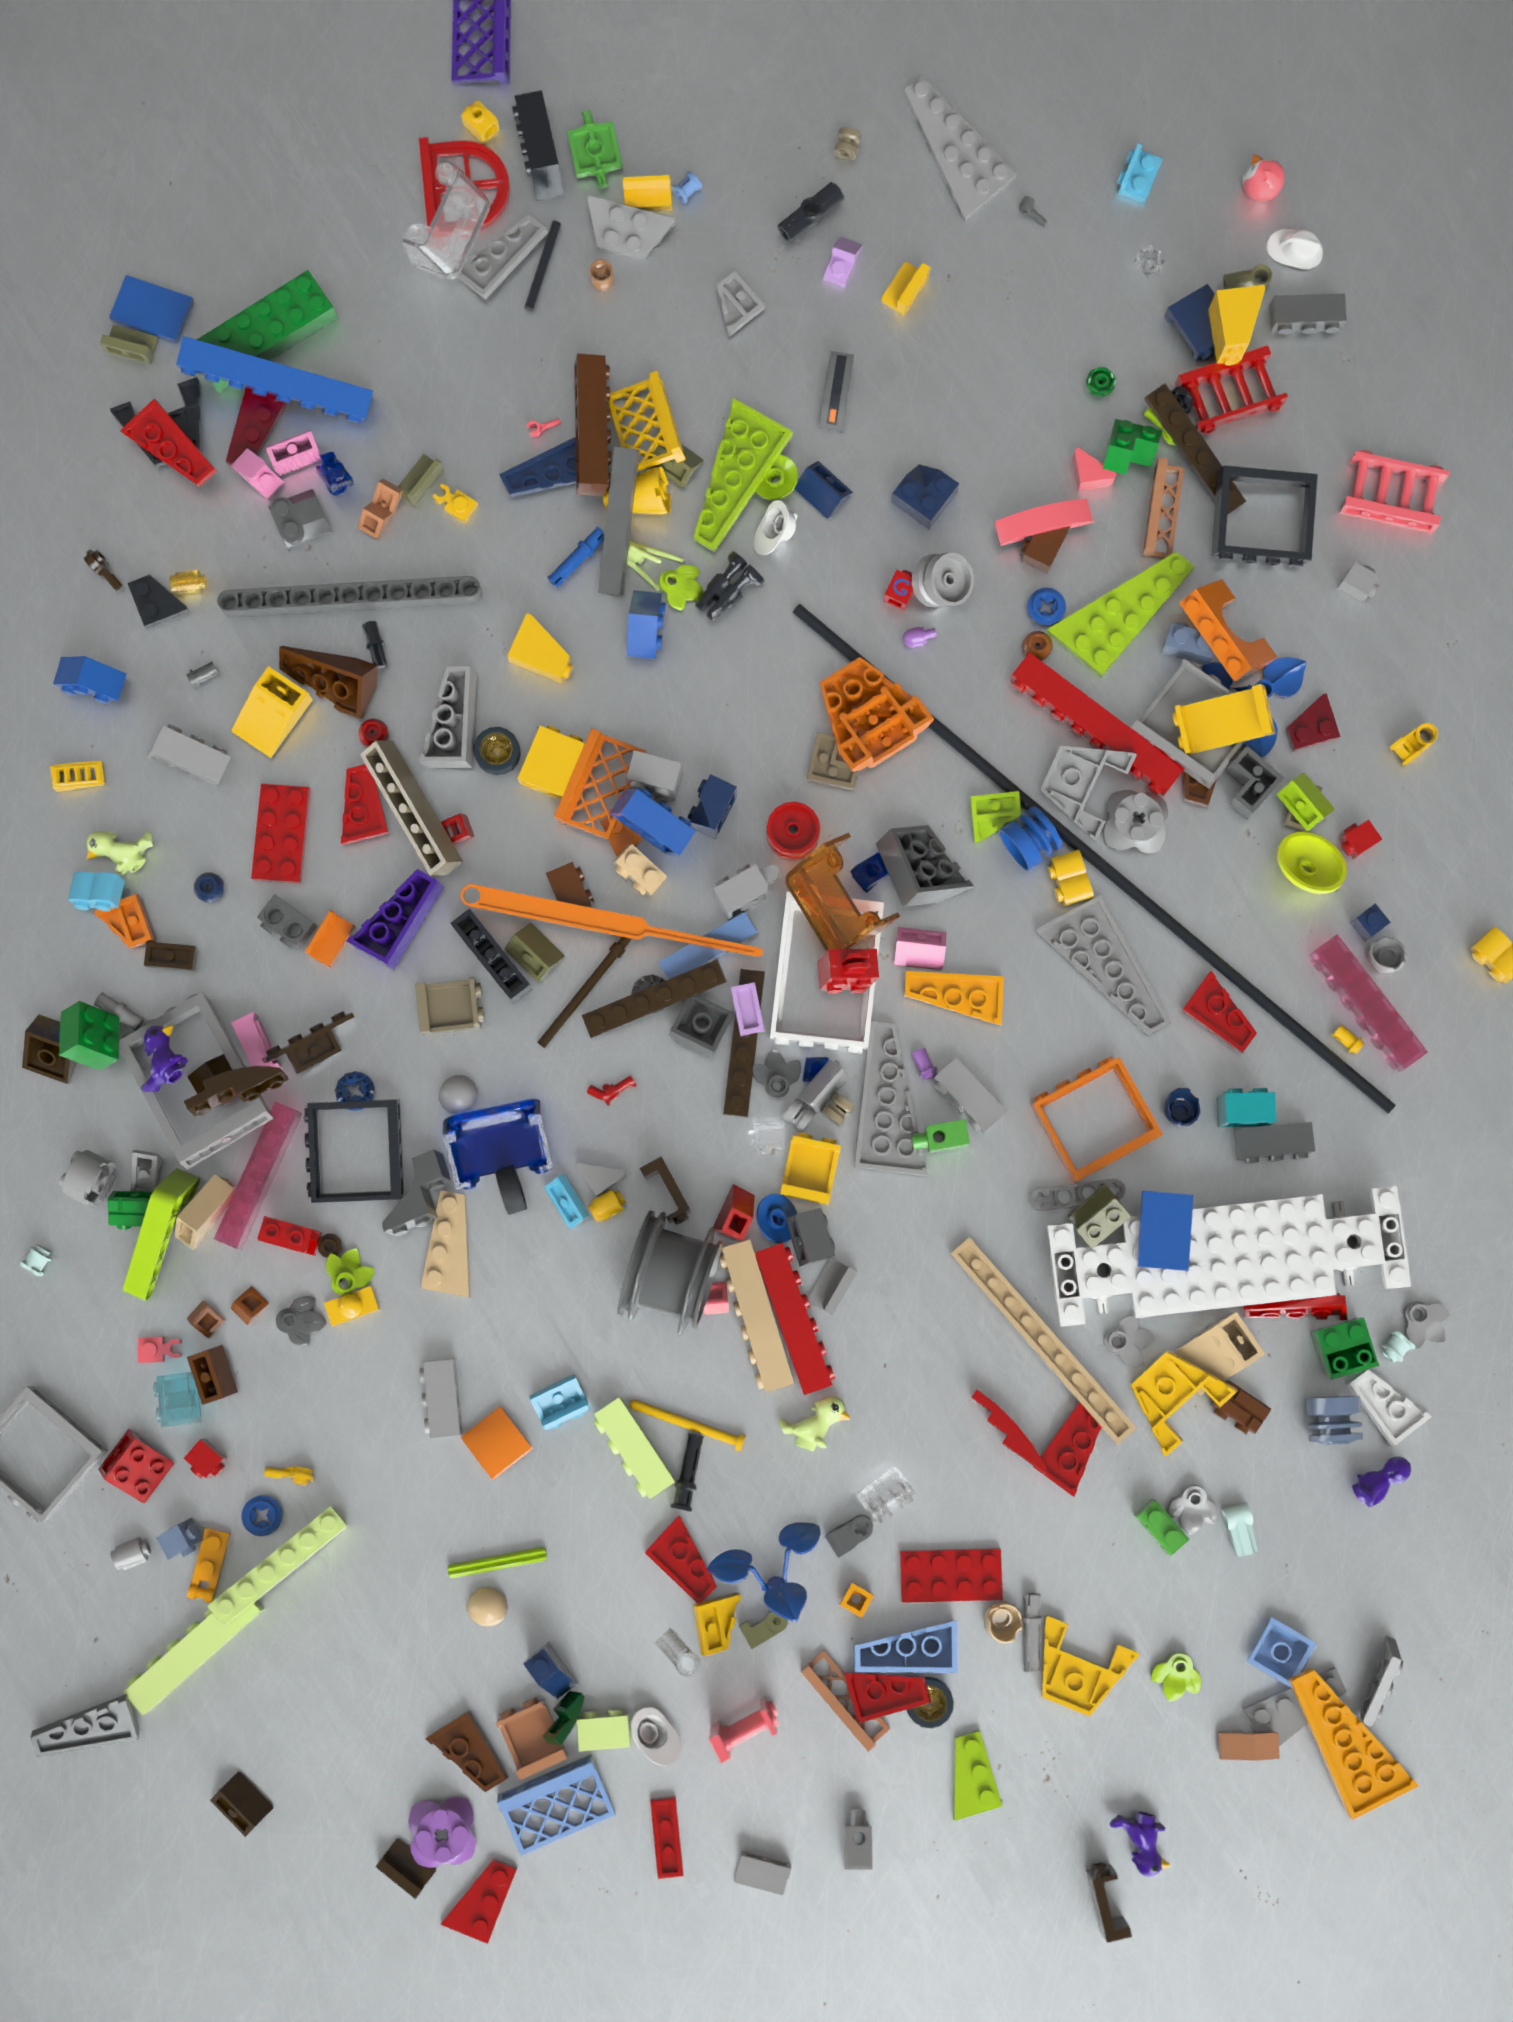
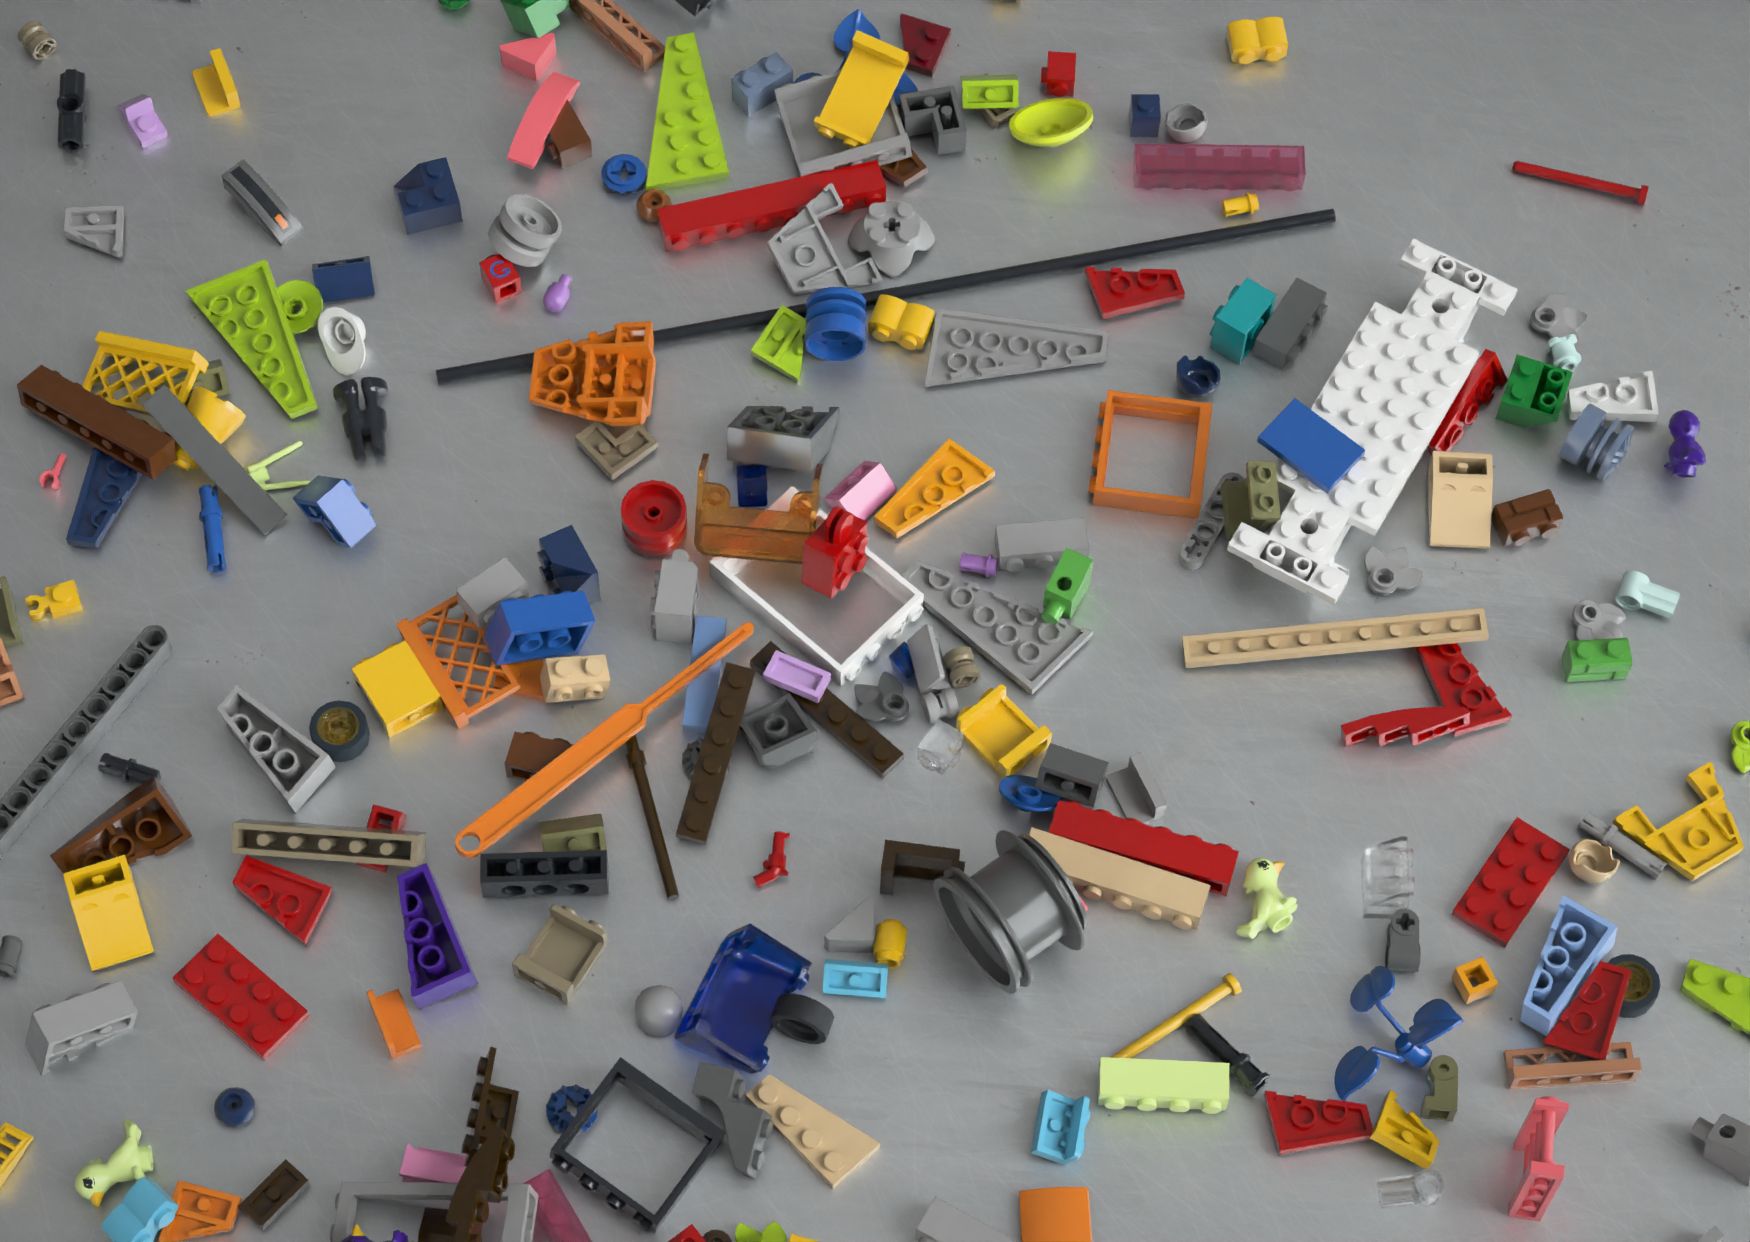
camera: 55 degrees left, 20 degrees down
(289, 918) = (337, 1043): dark grey brick -> none
(370, 725) = (214, 844): red plate -> none
(539, 652) = (276, 623): yellow slope -> none
(684, 588) = (324, 458): lime plate -> none
(735, 1214) = (988, 820): red slope -> none
(1167, 1387) = (1462, 562): yellow wing -> none
(1237, 656) = (811, 44): orange arch -> none

